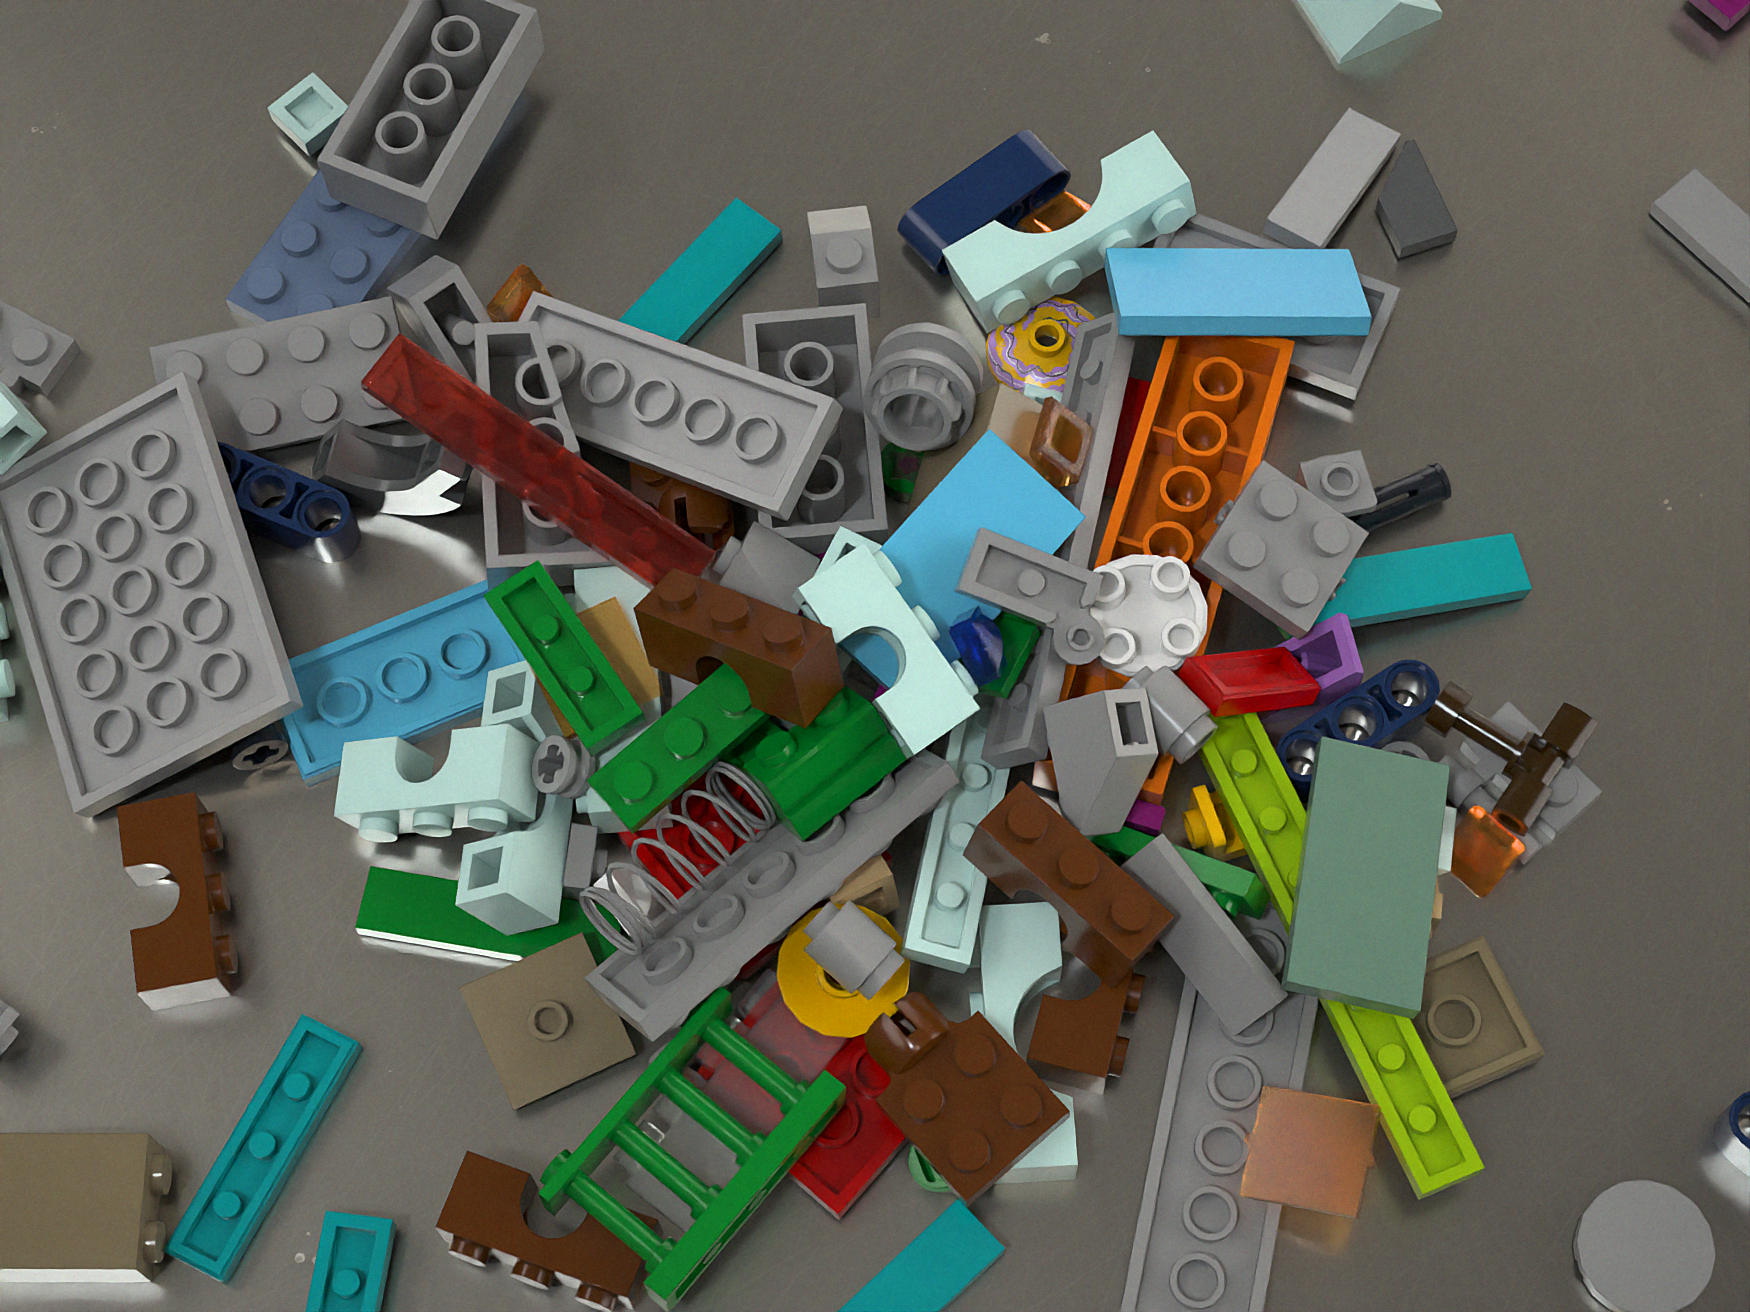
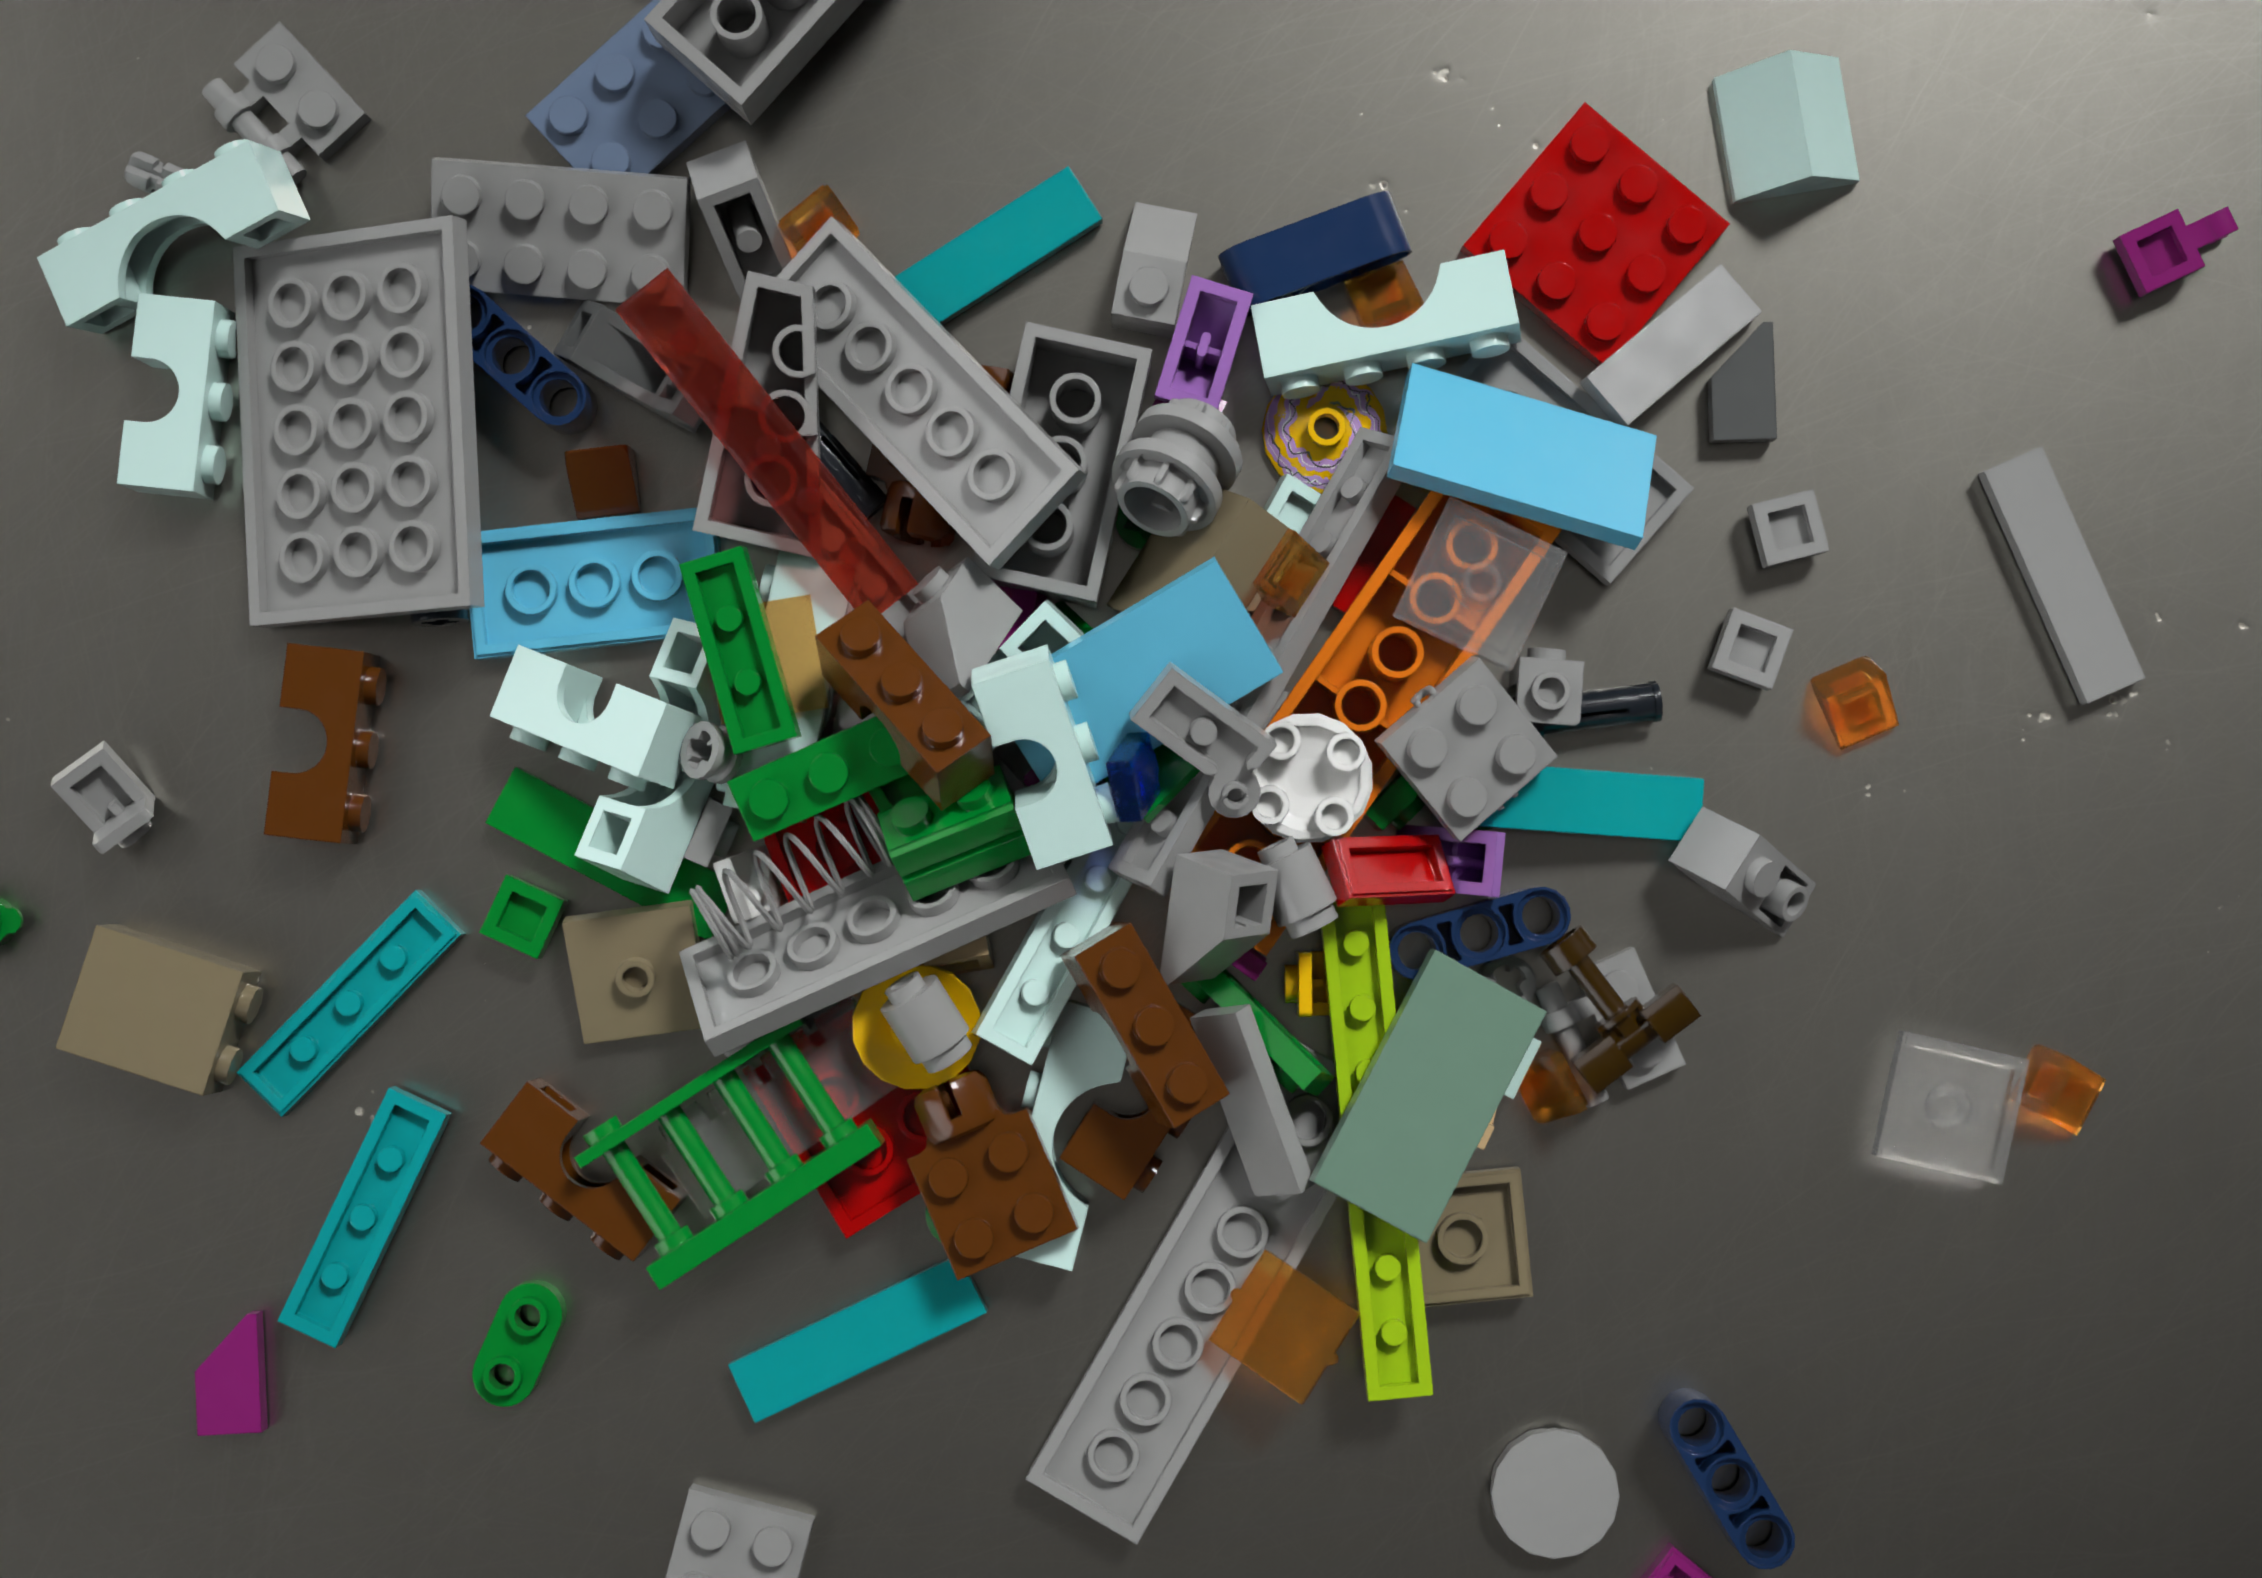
camera: 15 degrees right, 20 degrees up
(383, 582) = (603, 481): none -> reddish brown slope
(418, 1004) = (523, 916): none -> green plate
(910, 282) = (1204, 342): none -> medium lavender slope
(1234, 630) = (1394, 805): none -> green plate
(1235, 116) = (1597, 235): none -> red plate
(1238, 404) = (1480, 584): none -> clear plate
(1499, 300) = (1788, 528): none -> light grey plate
(1507, 410) = (1750, 649): none -> light grey plate
(1582, 598) = (1743, 871): none -> light grey slope
(1623, 429) = (1855, 701): none -> clear orange slope

